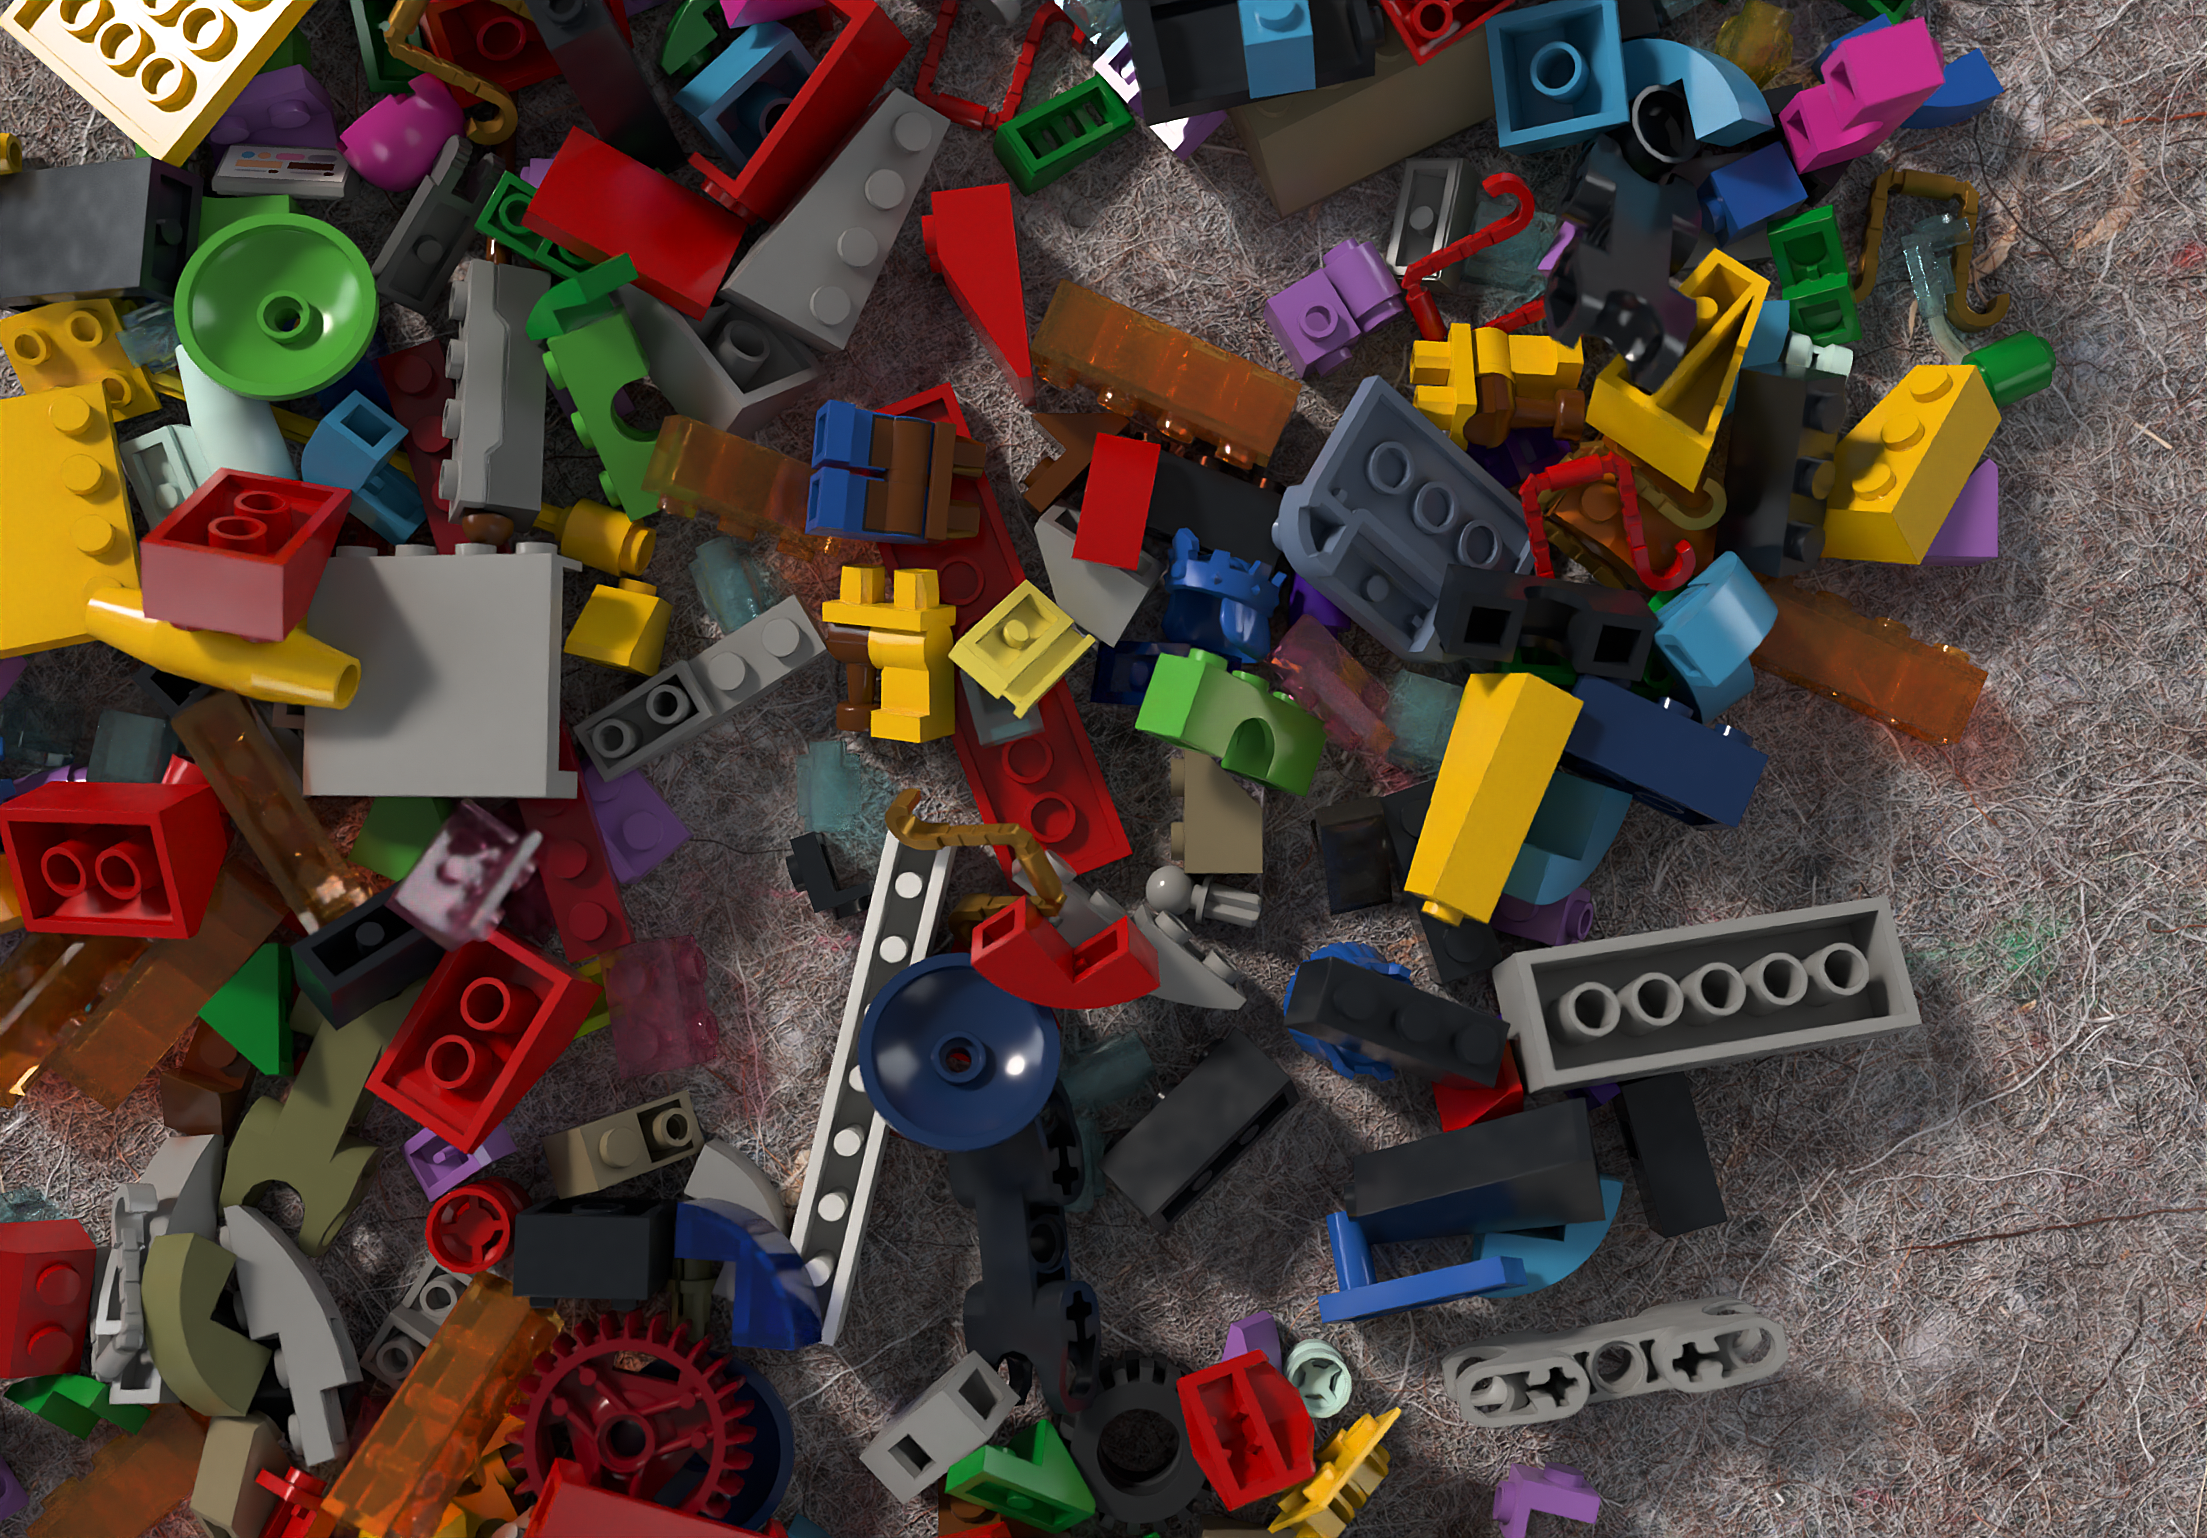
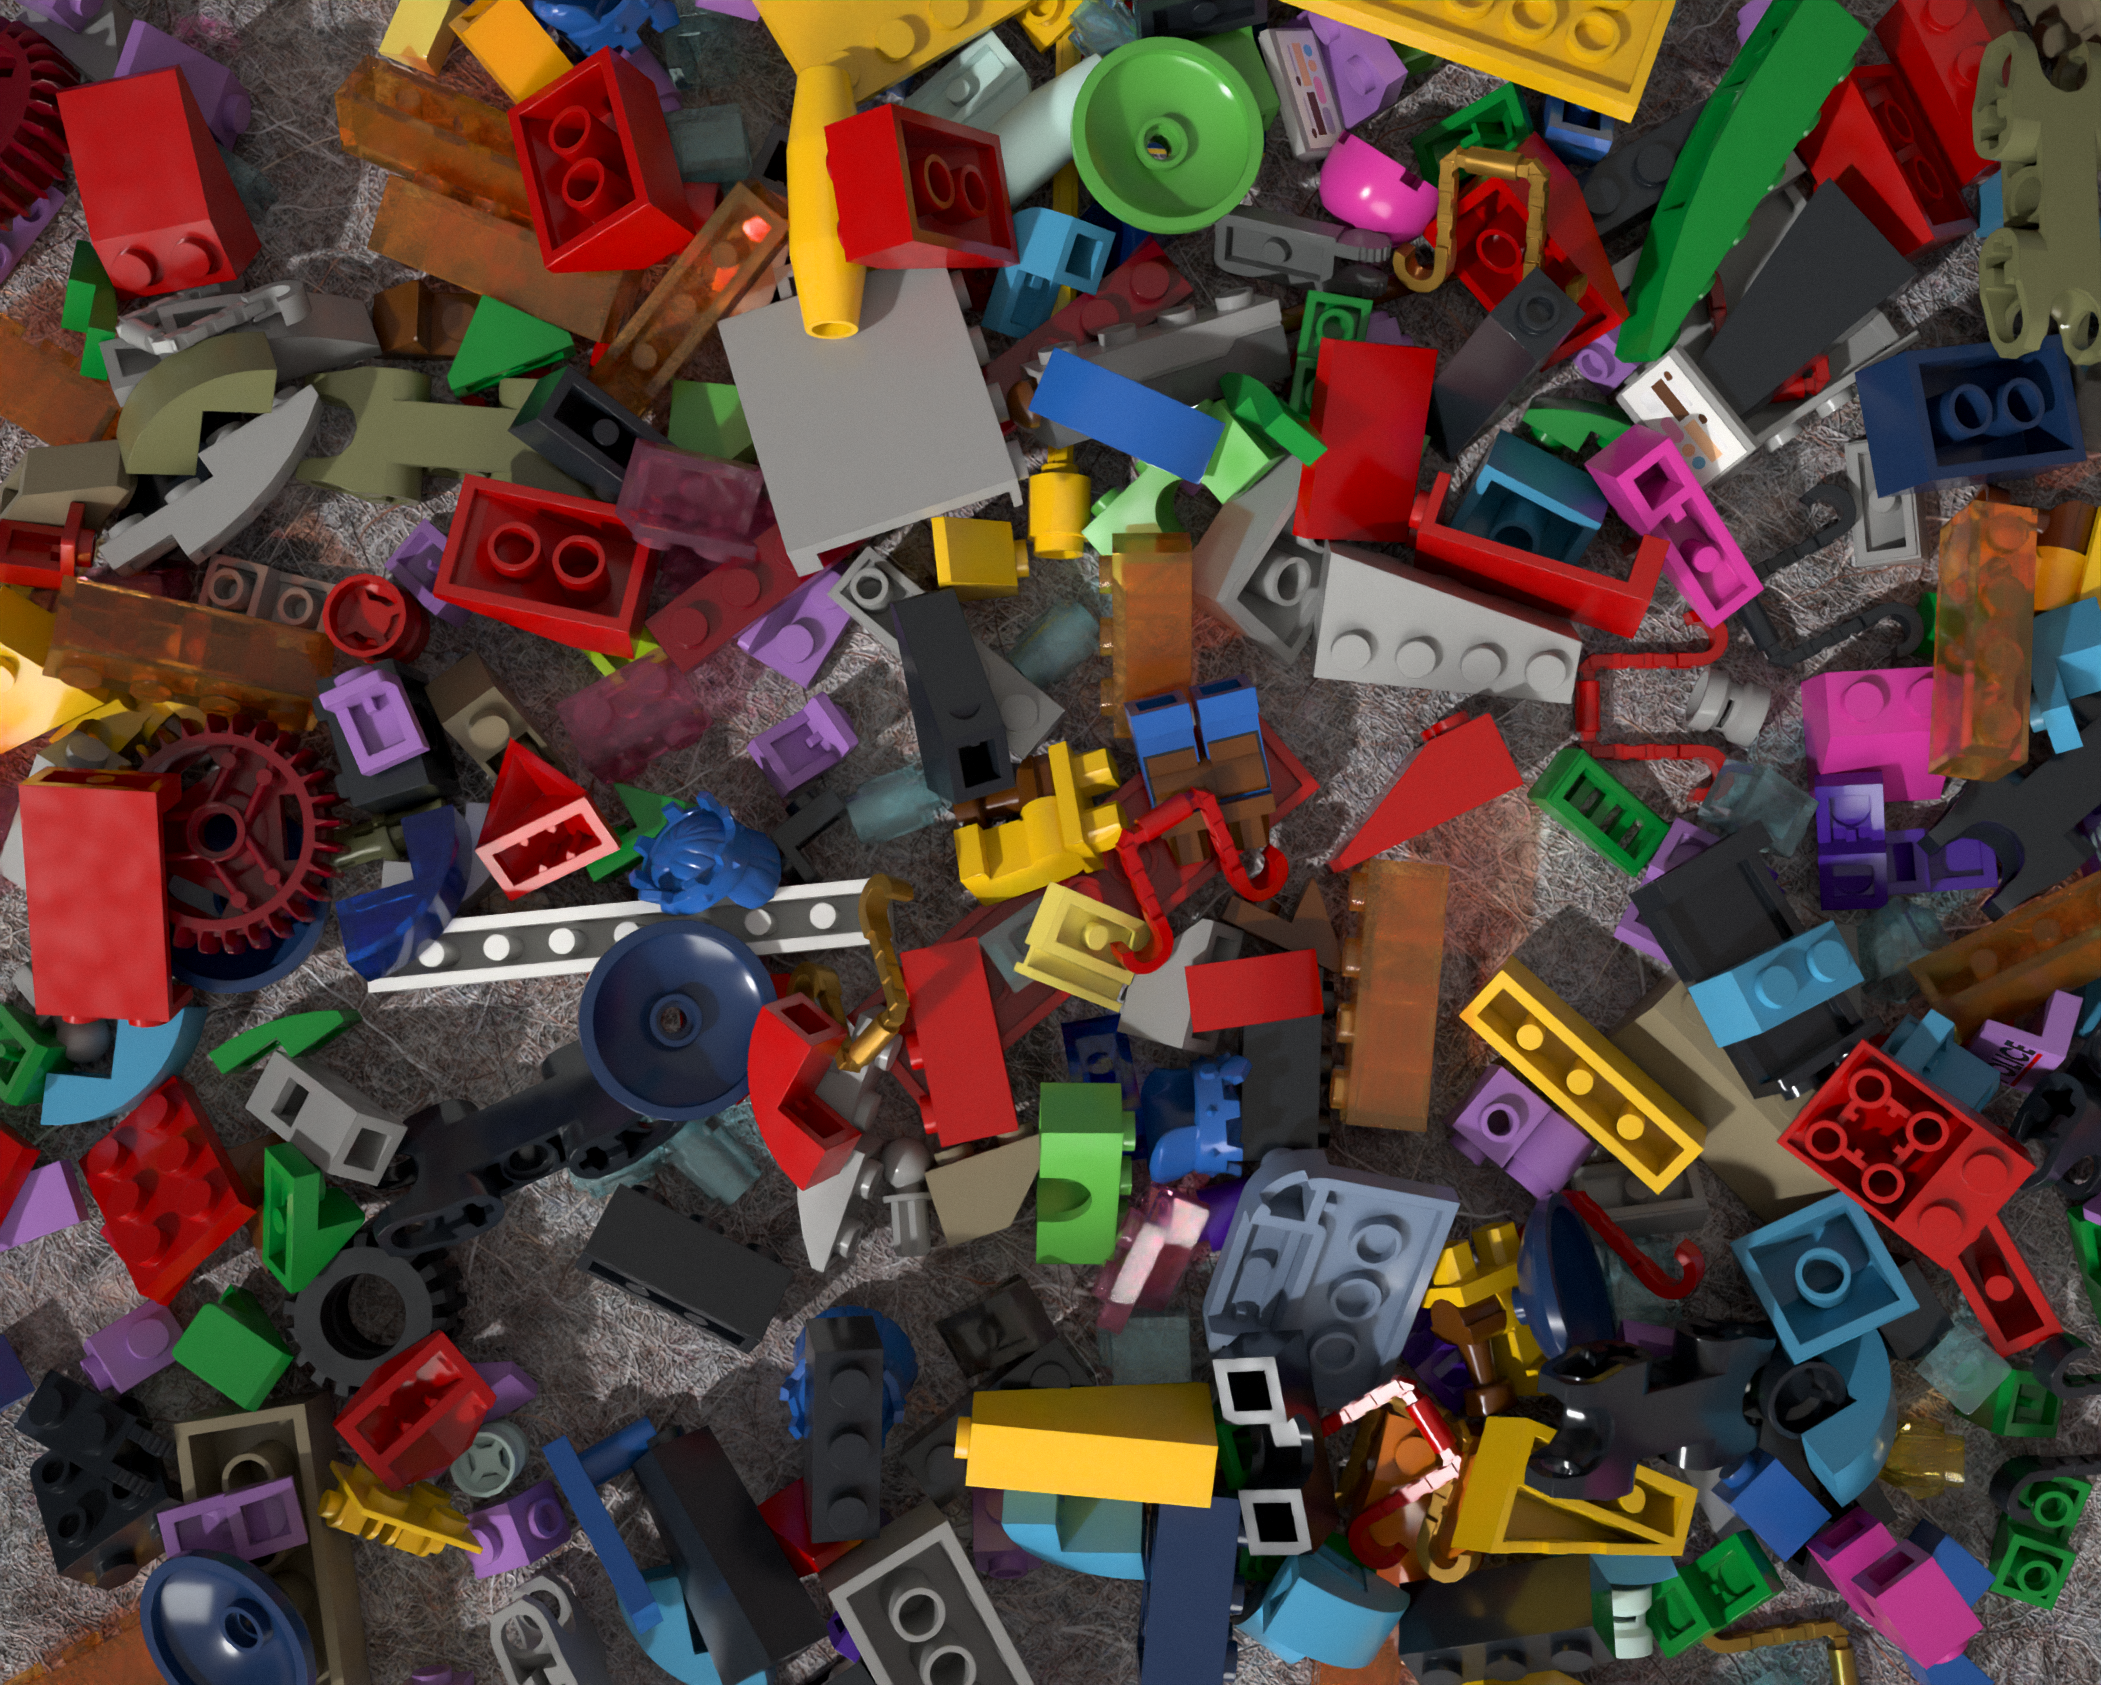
camera: 65 degrees right, 0 degrees up
(529, 430) = (1126, 416): none -> blue brick
(567, 1247) = (375, 718): none -> medium lavender bracket
(729, 1127) = (539, 825): none -> red slope
(742, 852) = (804, 745): none -> medium lavender bracket
(744, 694) = (950, 699): none -> black slope
(771, 1014) = (649, 818): none -> green slope
(815, 980) = (703, 859): none -> blue hair
(851, 1428) = (298, 1034): none -> green slope
(927, 538) = (1156, 823): none -> red piece
(1073, 798) = (957, 1043): none -> red brick
(1300, 227) = (1585, 1074): none -> yellow brick
(1393, 1375) = (517, 1530): none -> medium lavender bracket
(1480, 312) = (1560, 1280): none -> dark blue dish

